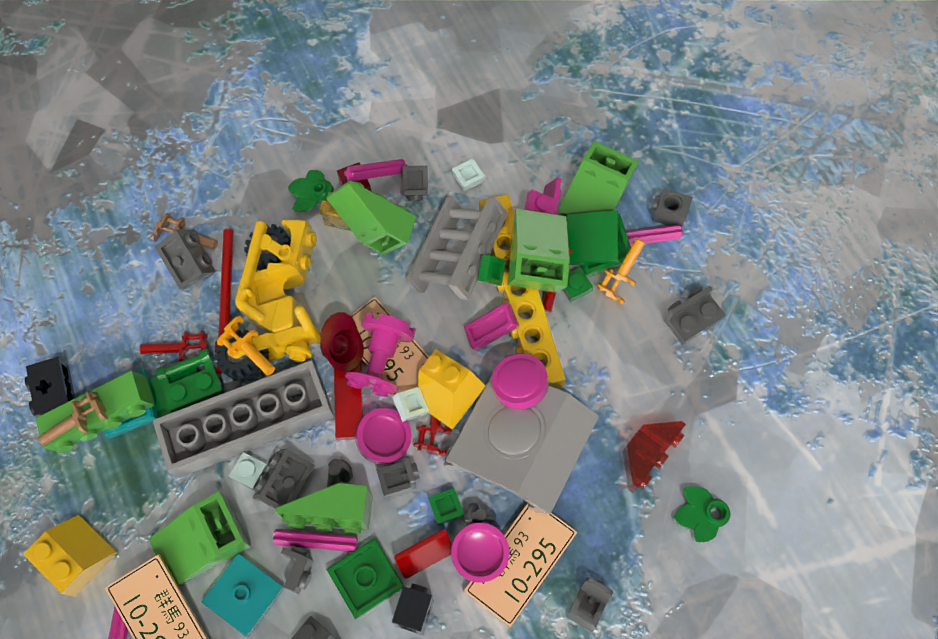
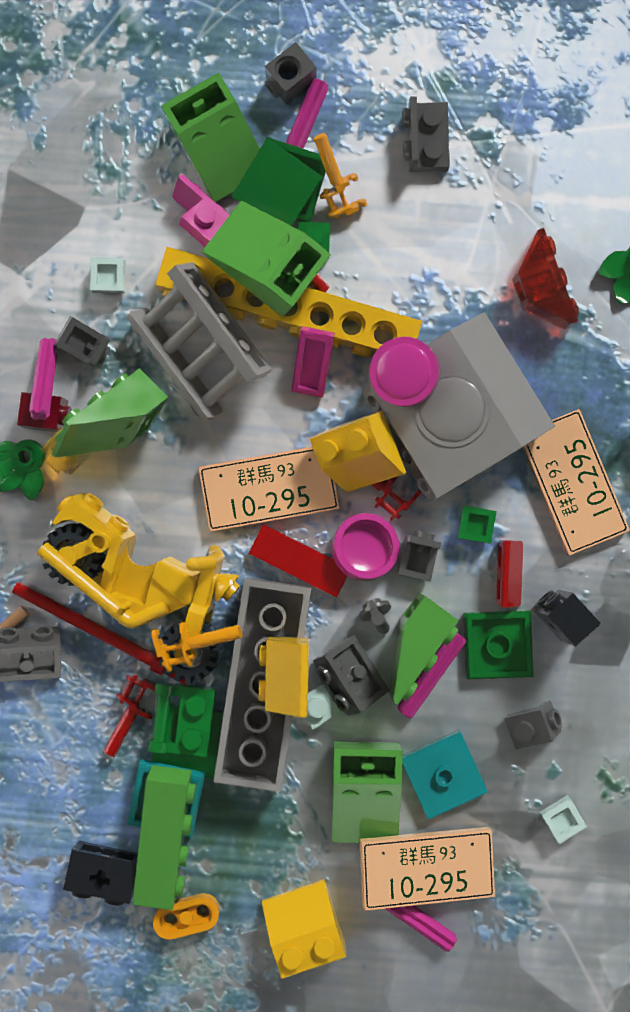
camera: 55 degrees left, 20 degrees up
(44, 467) = (188, 917): none -> light orange plate
(77, 418) = (166, 859): medium nougat piece -> none
(256, 422) = (286, 675): none -> yellow slope
(299, 575) = (461, 708): dark grey bracket -> none
(341, 342) = (241, 535): dark red piece -> none
(385, 337) = (272, 492): dark pink piece -> none
(410, 404) = (350, 499): light aqua plate -> none
(477, 515) = (506, 500): dark grey plate -> none
(480, 552) = (546, 518): dark pink piece -> none
(491, 270) = (253, 323): green plate -> none

